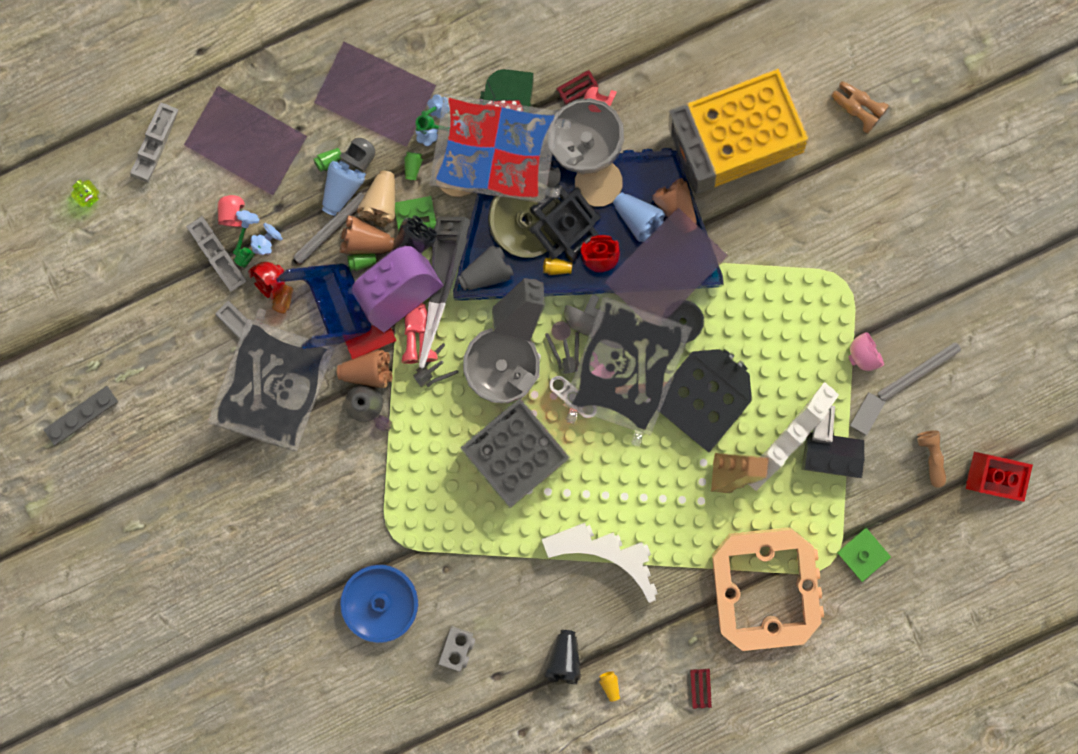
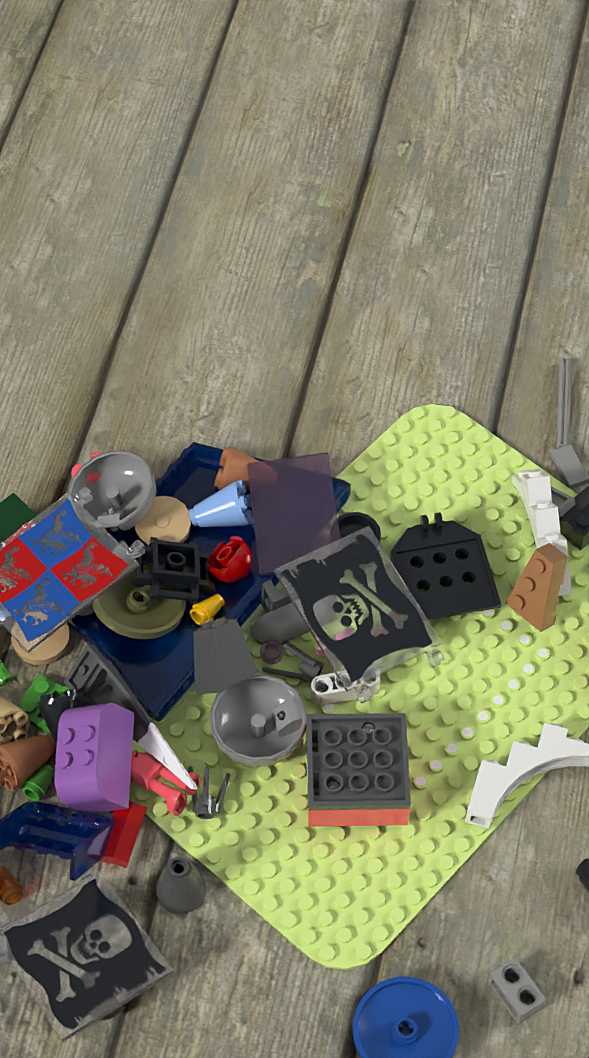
camera: 50 degrees left, 30 degrees down
(367, 370) = (149, 856): nougat cone -> none
(382, 423) = (218, 884): plate -> none
(486, 270) = (155, 661): dark grey cone -> none
(563, 95) = (49, 500): dark red tile -> none
(737, 131) = (221, 375): yellow piece -> none
(853, 103) = (279, 291): medium nougat piece -> none
(865, 354) = (512, 426): bright pink cylinder -> none

